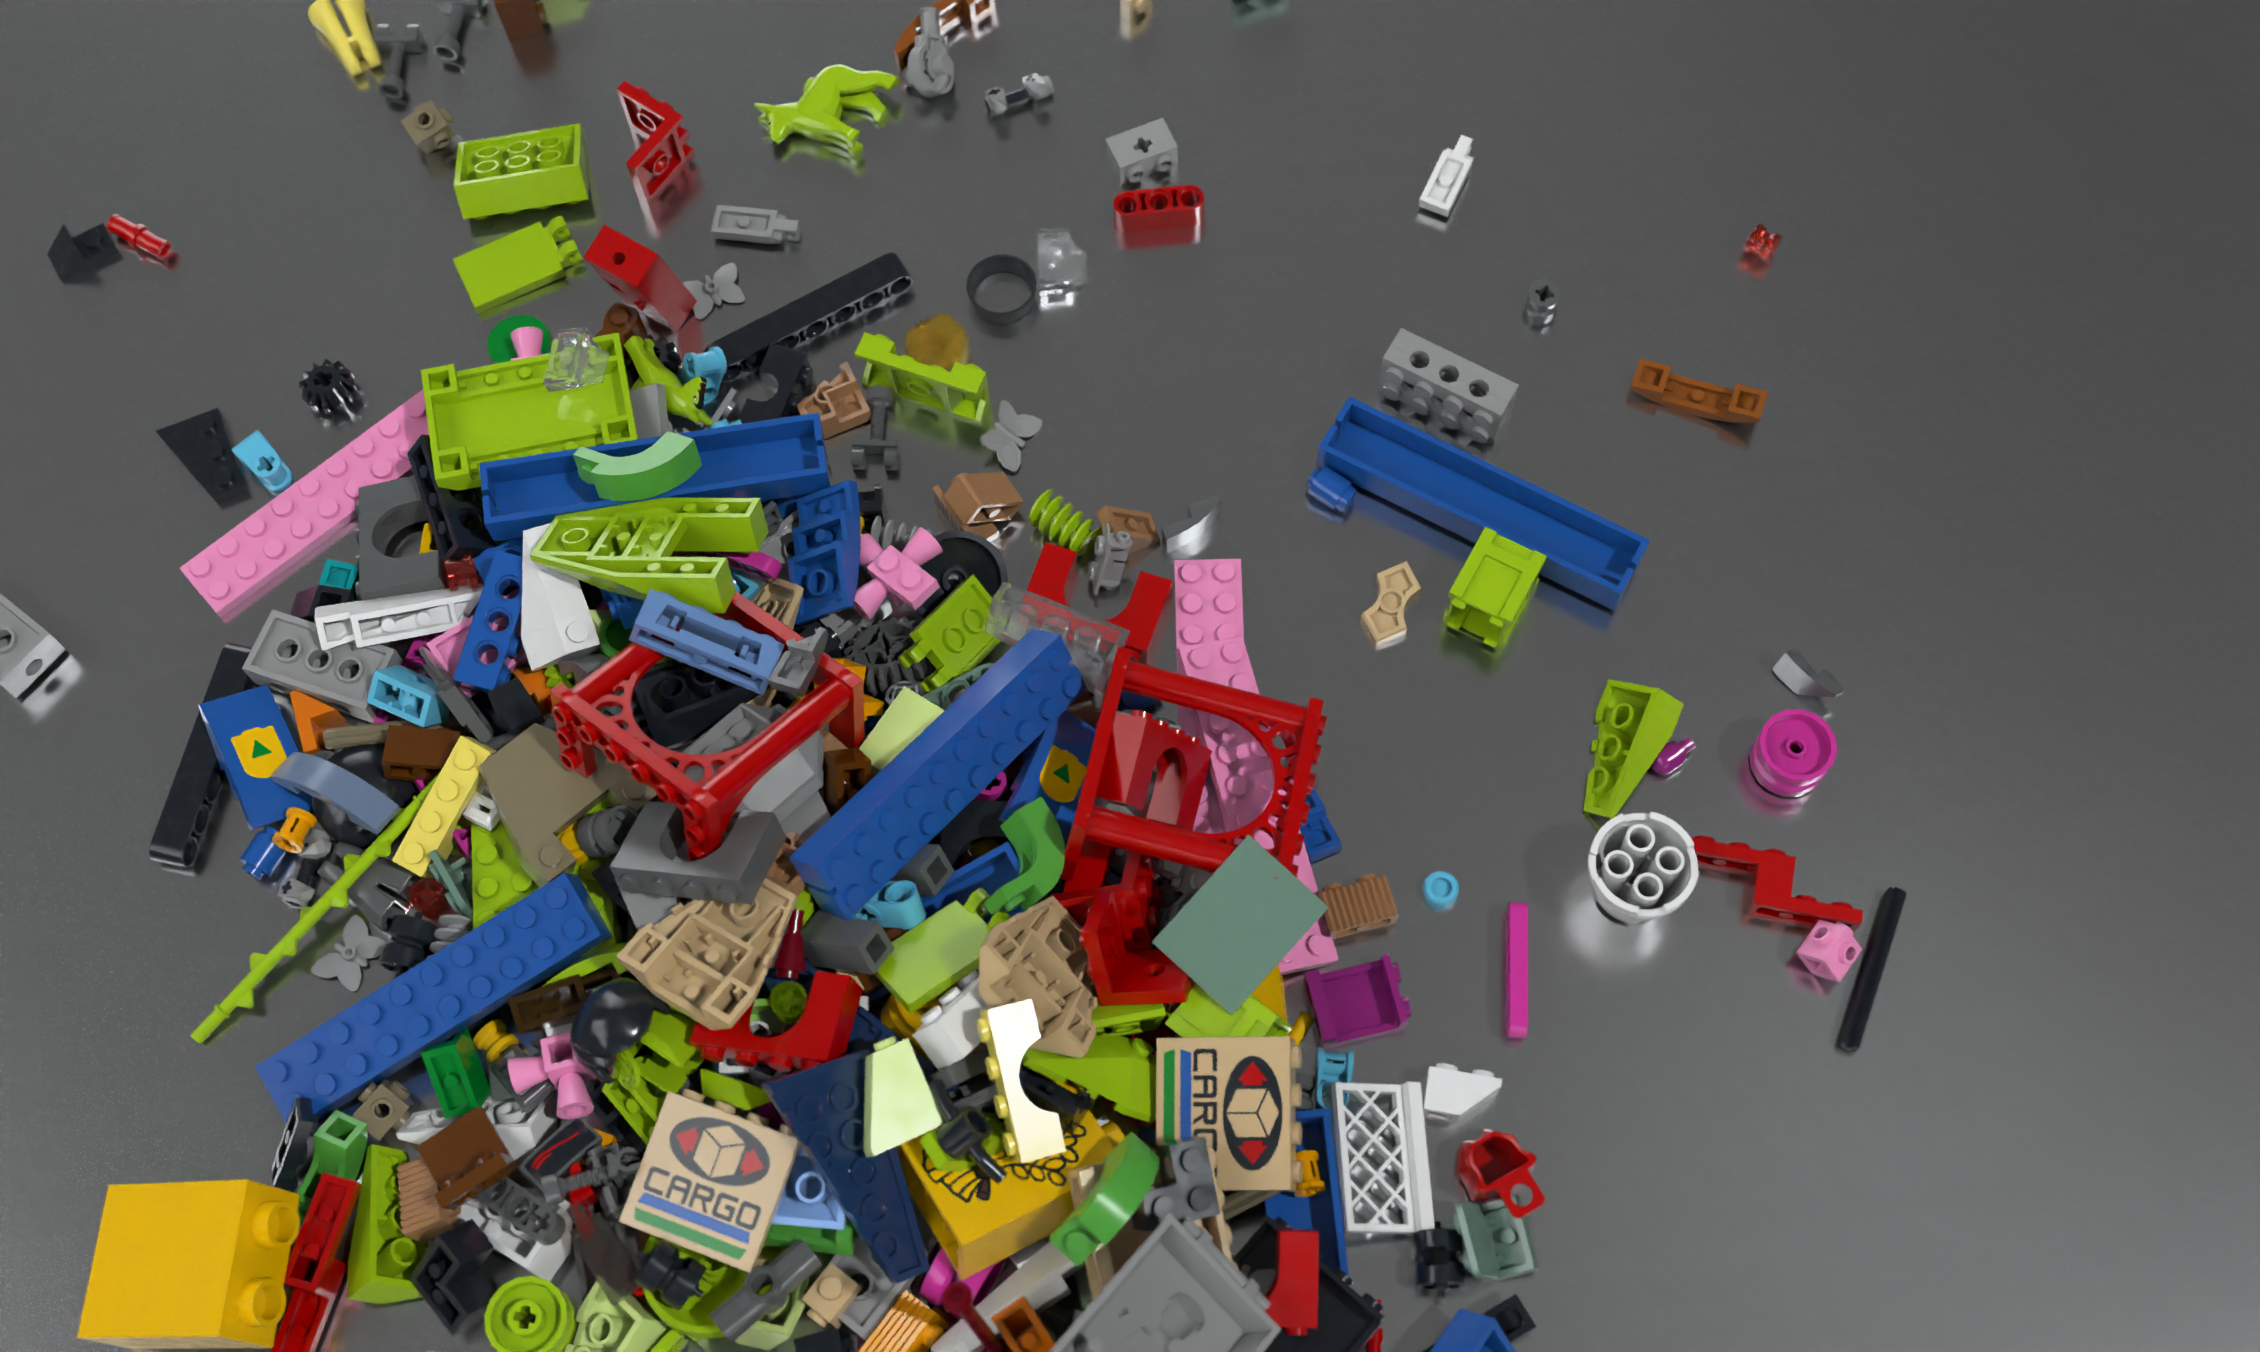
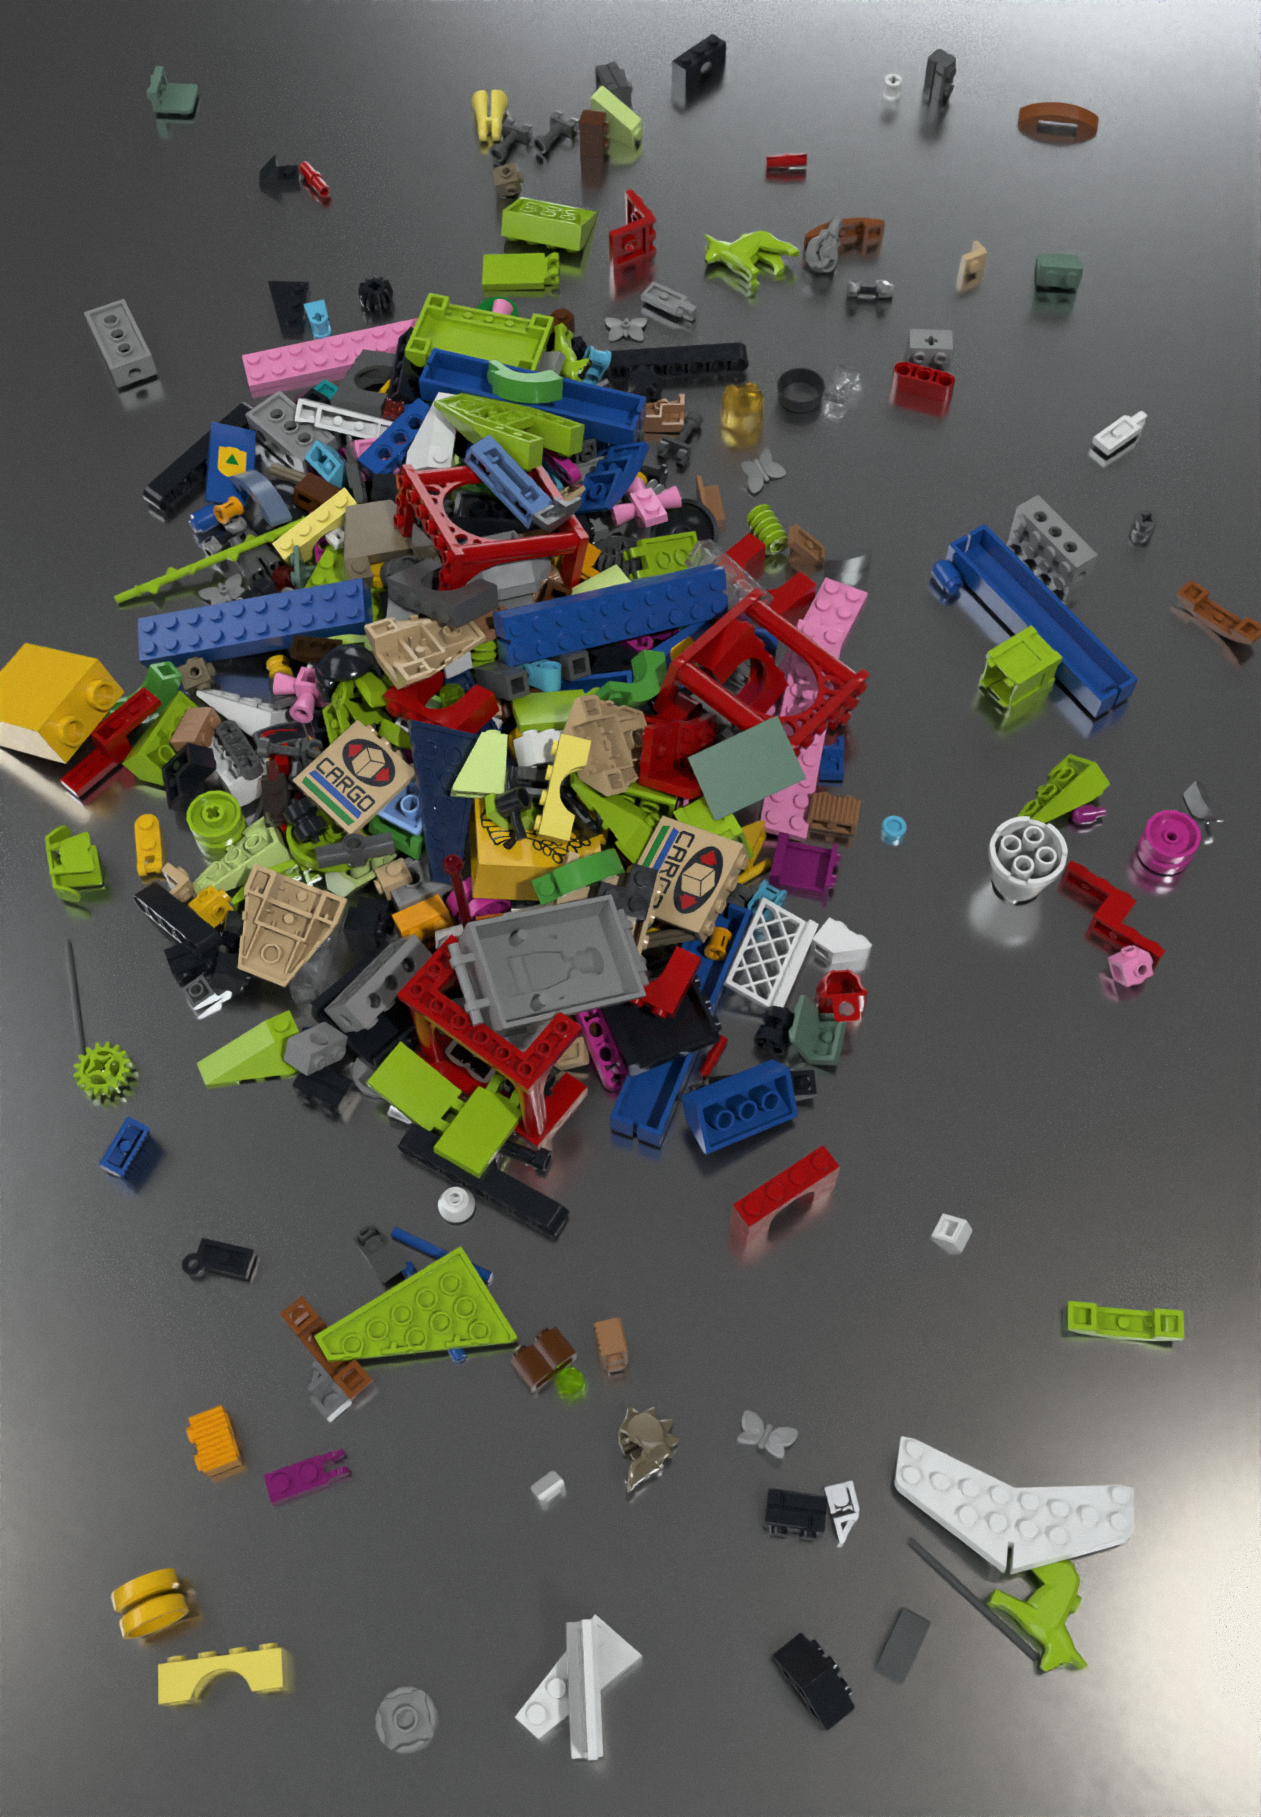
camera: 25 degrees right, 5 degrees down
(293, 1145) = (134, 673): black hinge -> none
(312, 719) = (269, 455): orange slope -> none
(456, 1075) = (247, 673): green panel -> none
(466, 1159) = (226, 715): reddish brown bracket -> none
(574, 360) = (519, 319): clear slope -> none
(640, 278) = (583, 294): red brick -> none
(790, 953) = (466, 672): dark red cone -> none
(958, 393) = (736, 429): lime piece -> none
(983, 497) = (725, 494): medium nougat brick -> none
(1104, 569) = (787, 549): light grey hinge -> none
(1386, 618) = (943, 662): tan tile -> none
(1517, 970) = (917, 891): dark pink beam -> none
(1872, 969) = (1155, 992): black axle -> none

